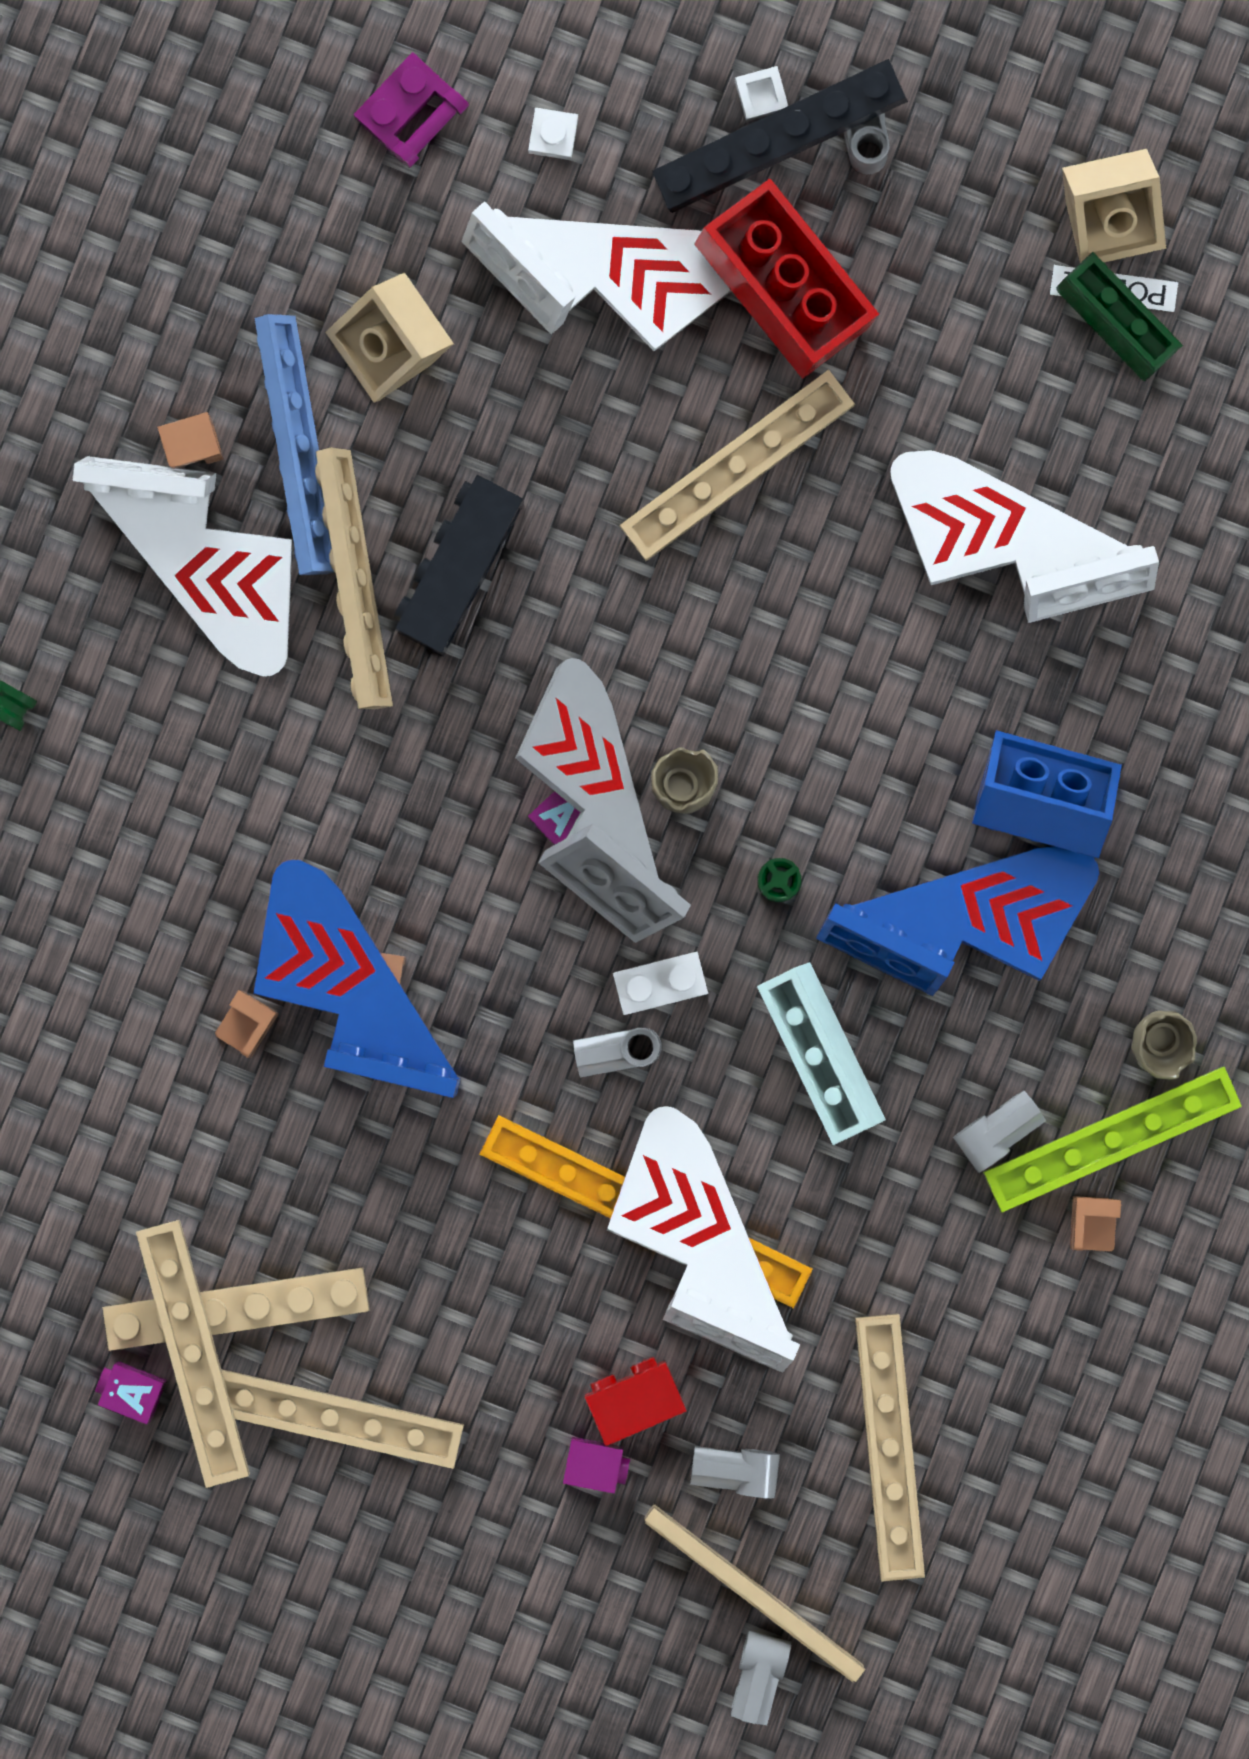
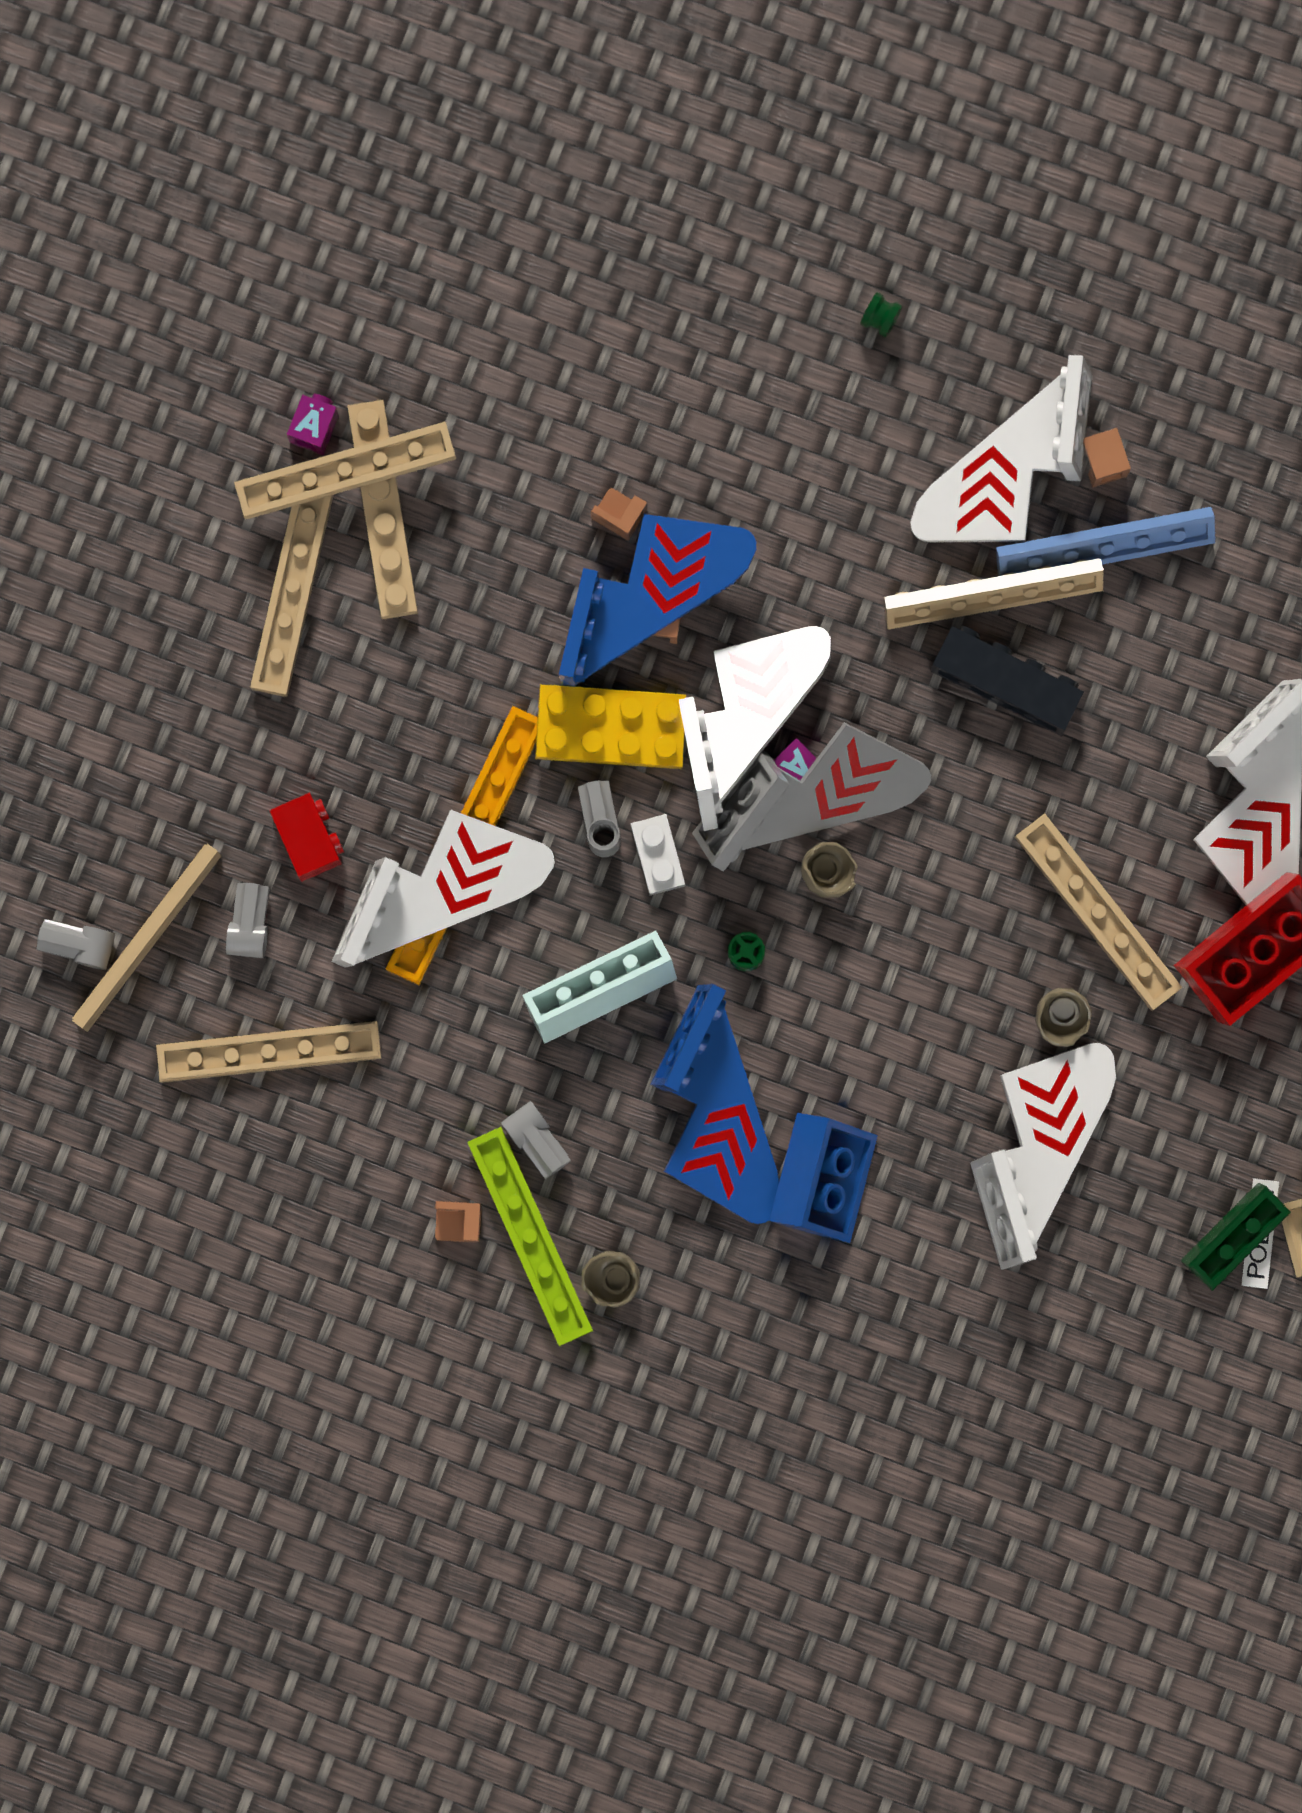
camera: 90 degrees right, 5 degrees down
(389, 336) = (1199, 619): tan slope -> none
(467, 857) = (760, 691): none -> white piece
(506, 1037) = (609, 727): none -> yellow plate
(595, 1465) = (252, 804): magenta brick -> none
(862, 509) = (1063, 1016): none -> dark tan hair

